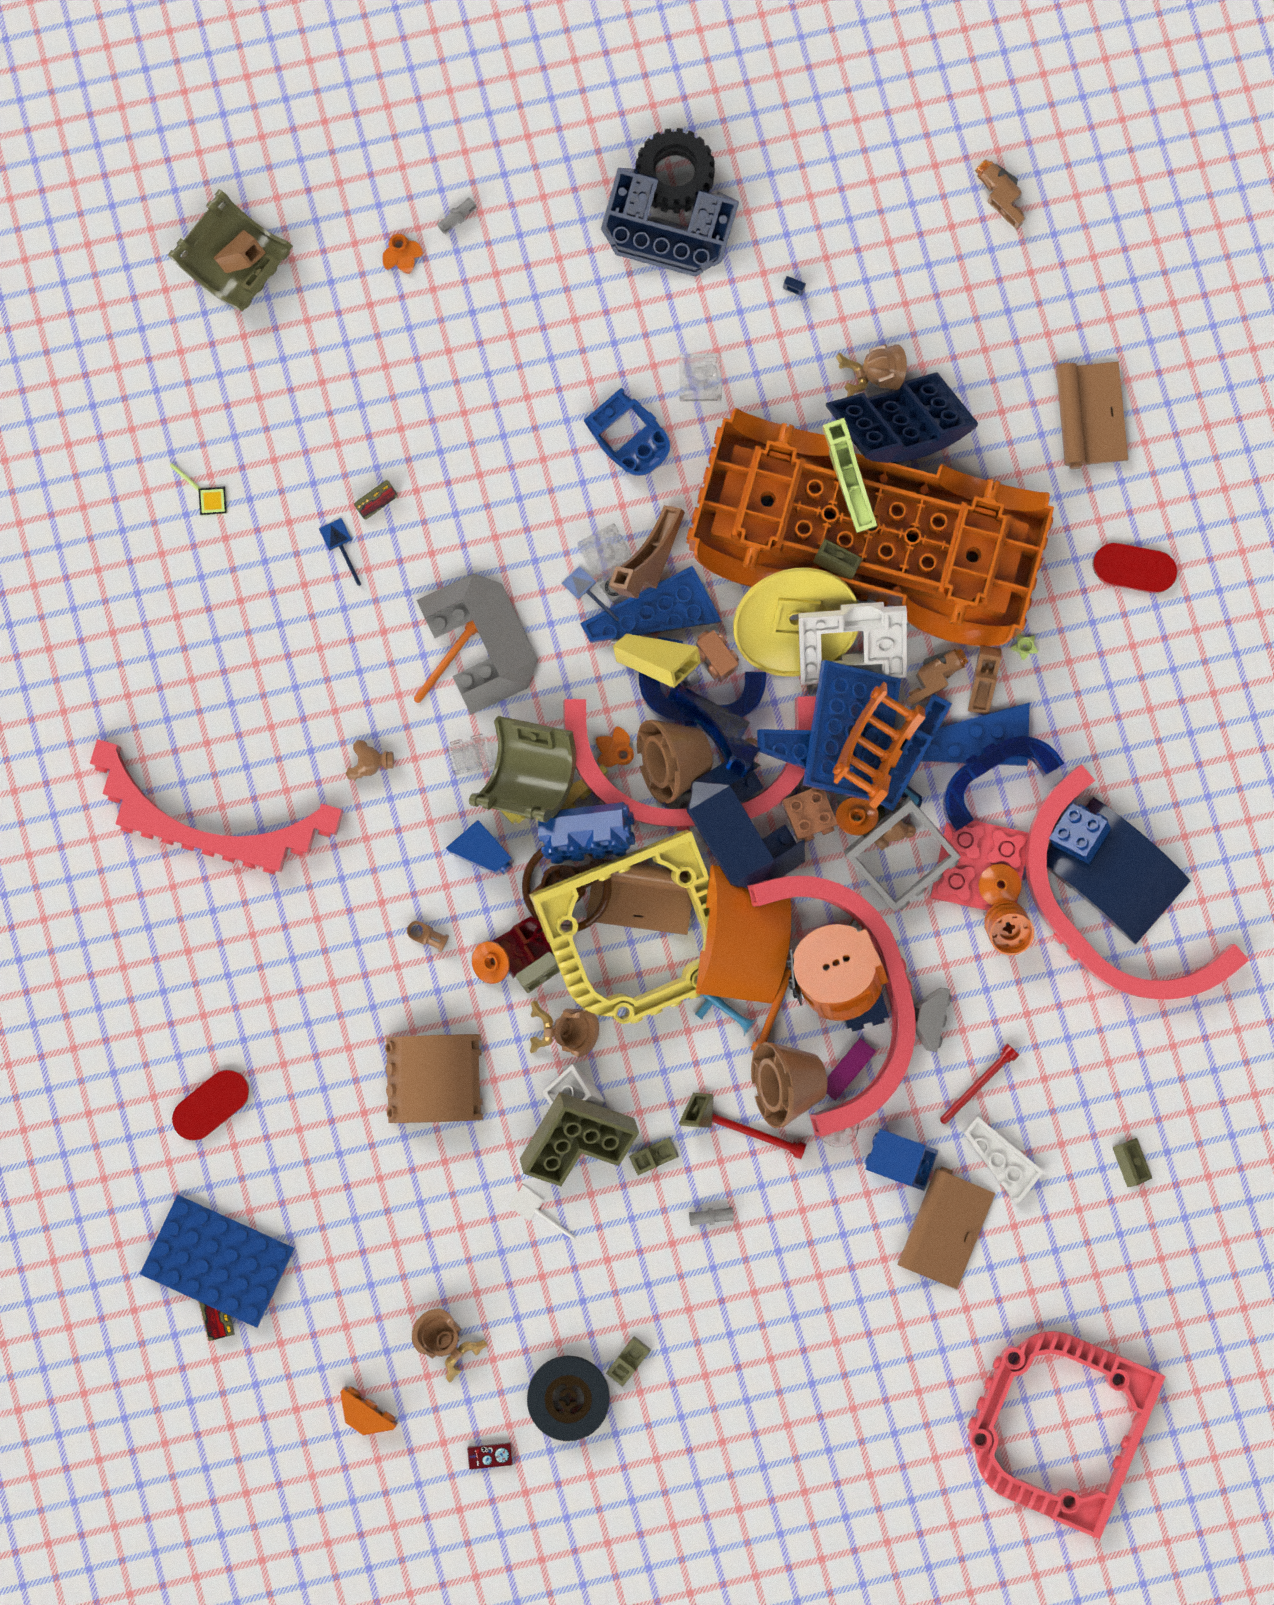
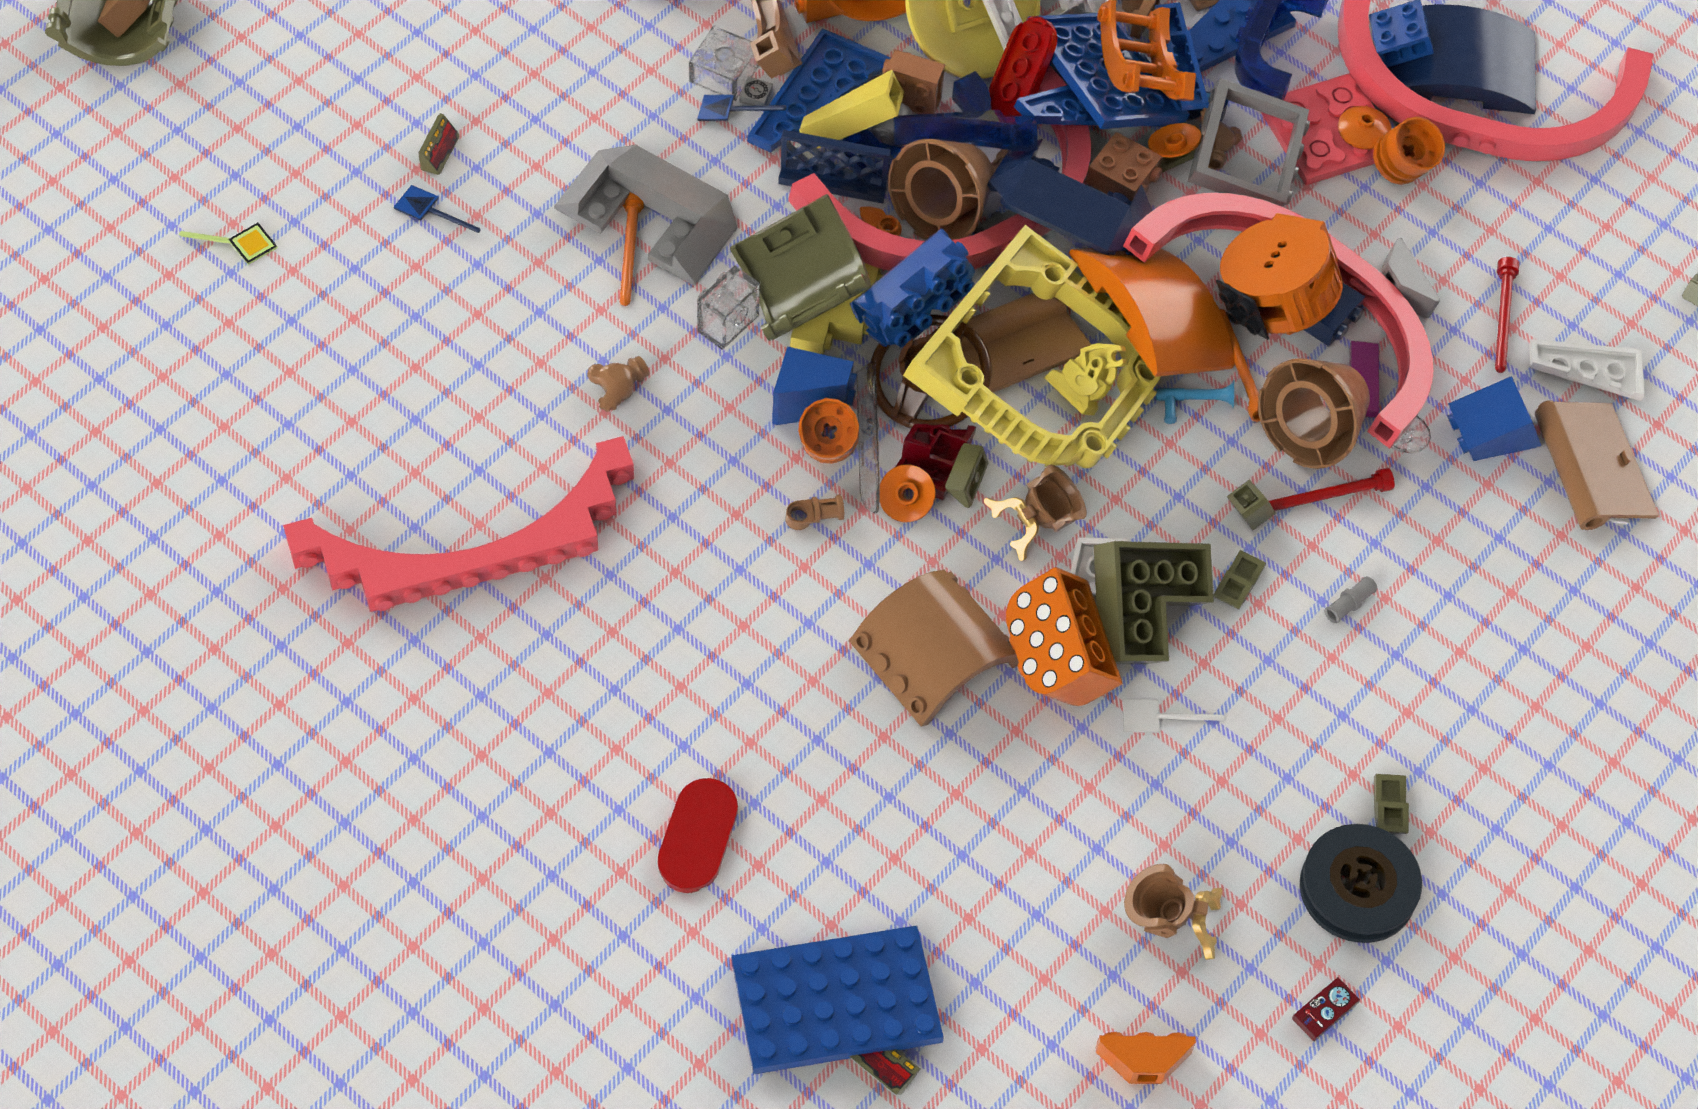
camera: 40 degrees left, 25 degrees down
(459, 896) = (830, 414): none -> orange wheel
(495, 907) = (868, 437): none -> clear piece
(500, 1135) = (1061, 639): none -> orange brick
(615, 690) = (837, 178): none -> dark blue fence
(660, 957) = (1088, 376): none -> light yellow piece
(796, 693) = (1023, 64): none -> red tile

